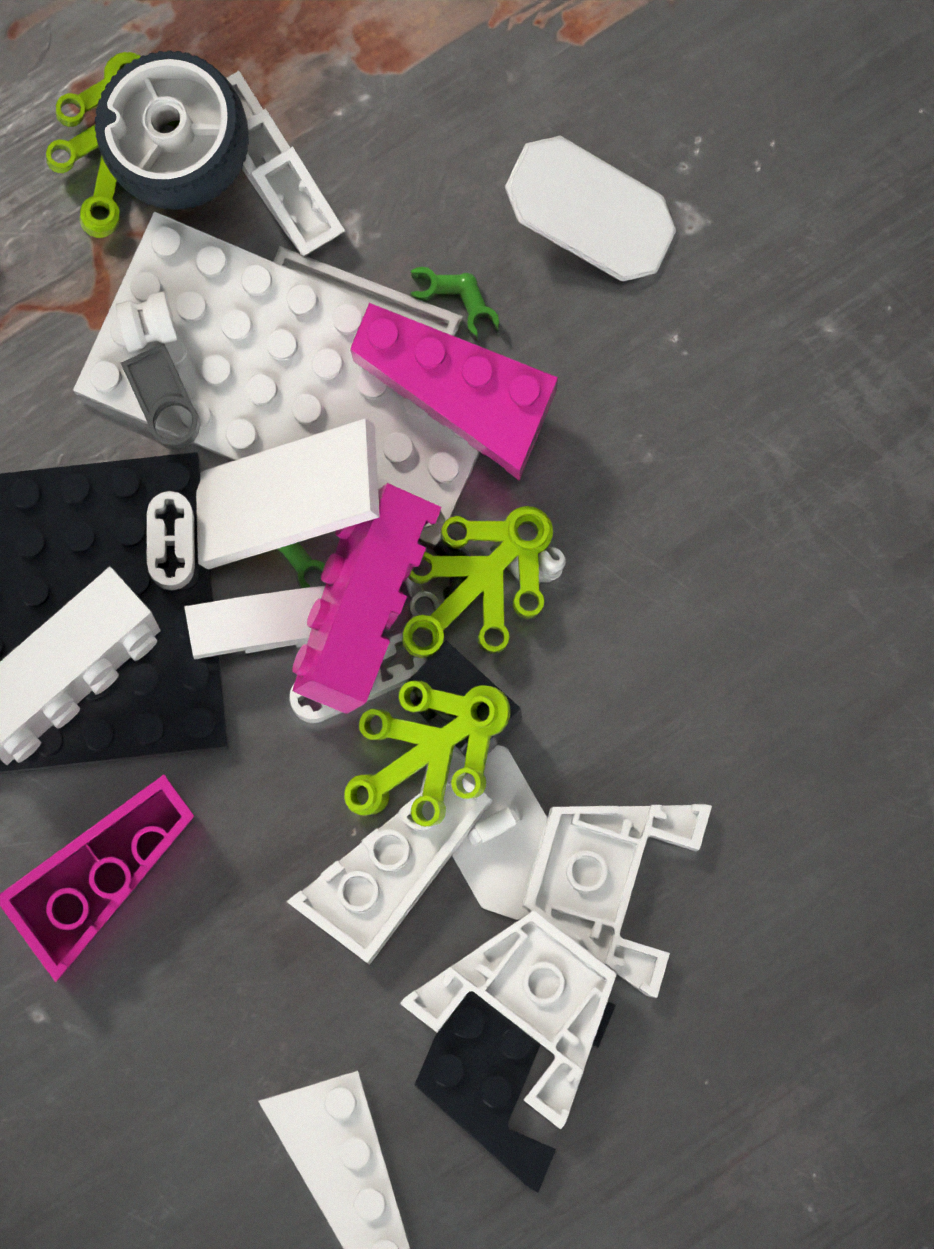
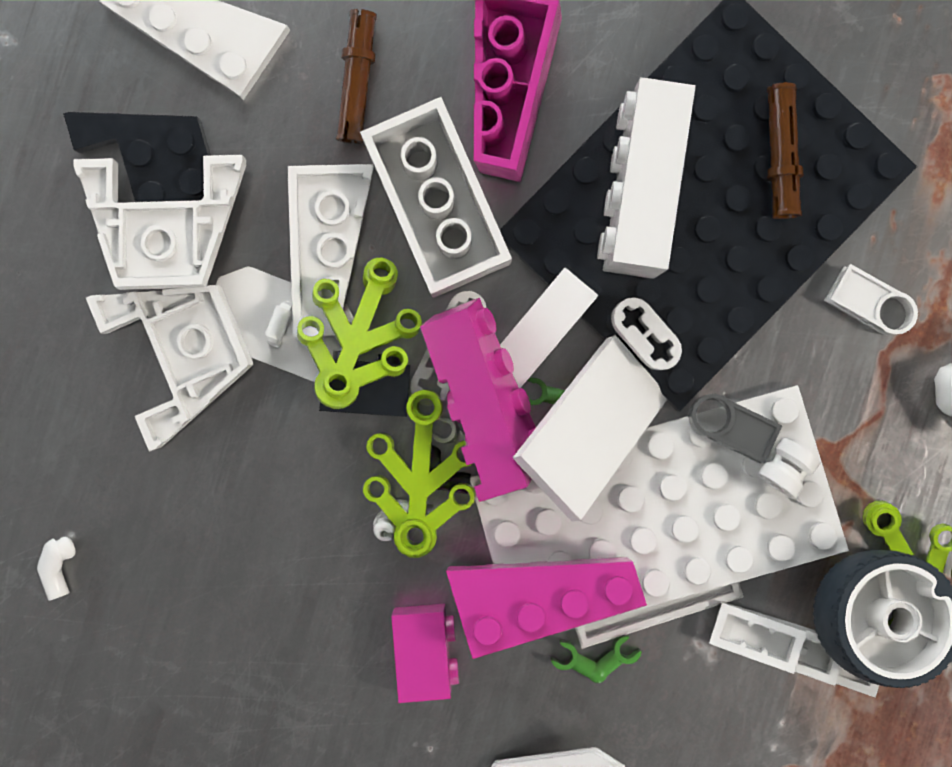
camera: 145 degrees right, 10 degrees up
(234, 998) = (357, 58): none -> reddish brown pin
(255, 815) = (436, 197): none -> white brick
(606, 424) = (422, 653): none -> dark pink brick
(888, 778) = (50, 566): none -> white arm

